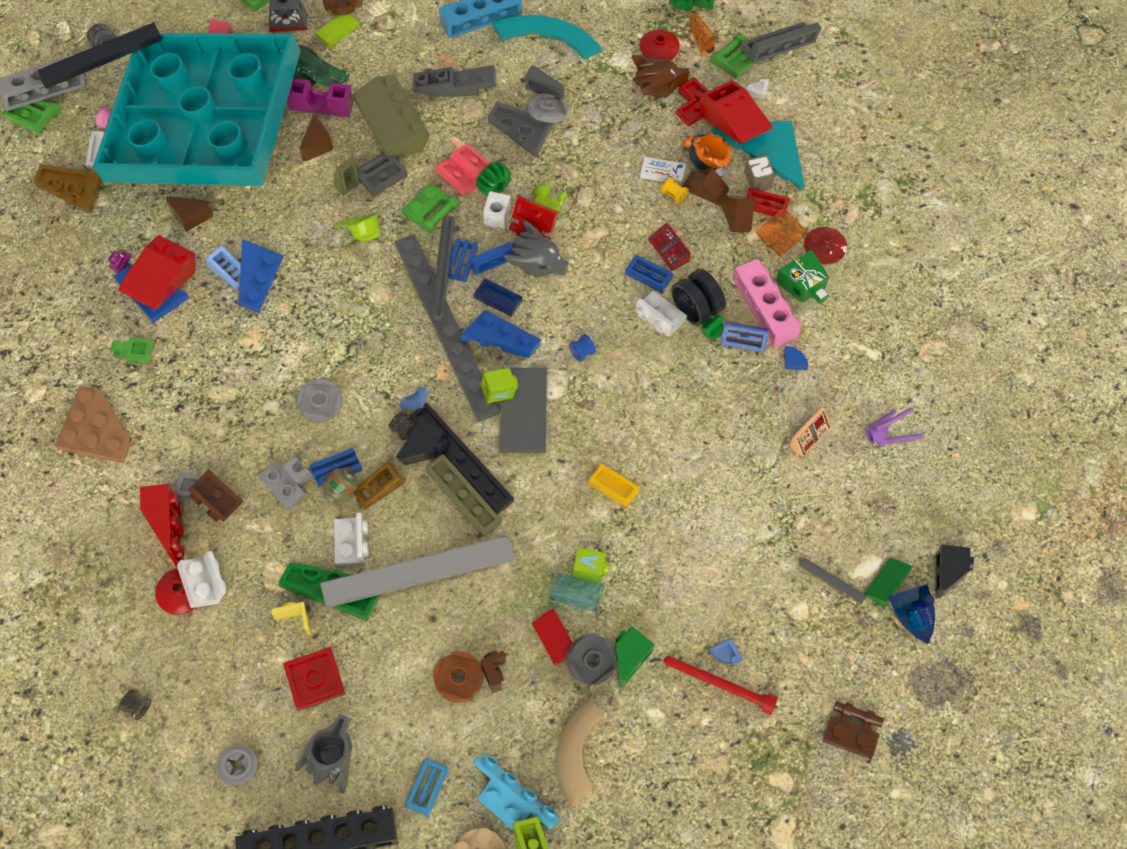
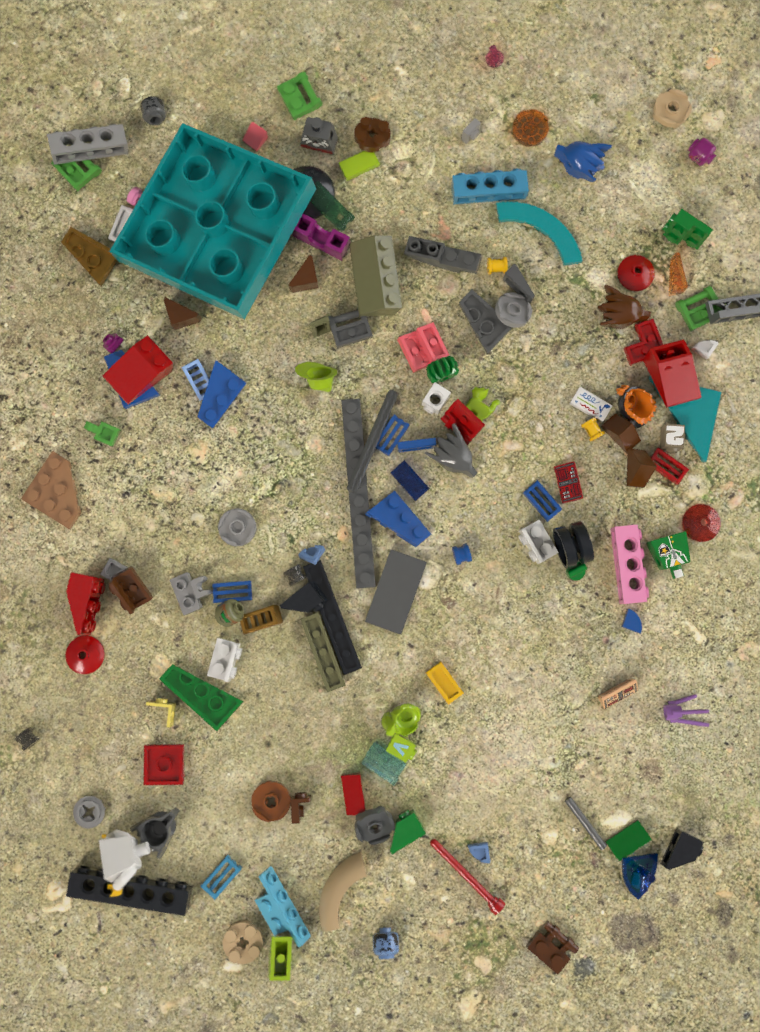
camera: 20 degrees right, 20 degrees up
(99, 55) = (143, 137): black tile -> none
(202, 580) = (102, 656): white bracket -> none
(295, 790) = (121, 858): none -> white torso
(416, 572) = (266, 706): light grey tile -> none
(425, 203) = (379, 370): bright green plate -> none
(498, 385) = (381, 570): lime brick -> none
(514, 75) = (497, 265): none -> yellow bush
(580, 532) = (402, 720): none -> lime hair
(655, 791) = (385, 943): none -> medium blue head
(746, 328) = (599, 587): tile -> none
(781, 232) = (668, 500): clear orange piece -> none

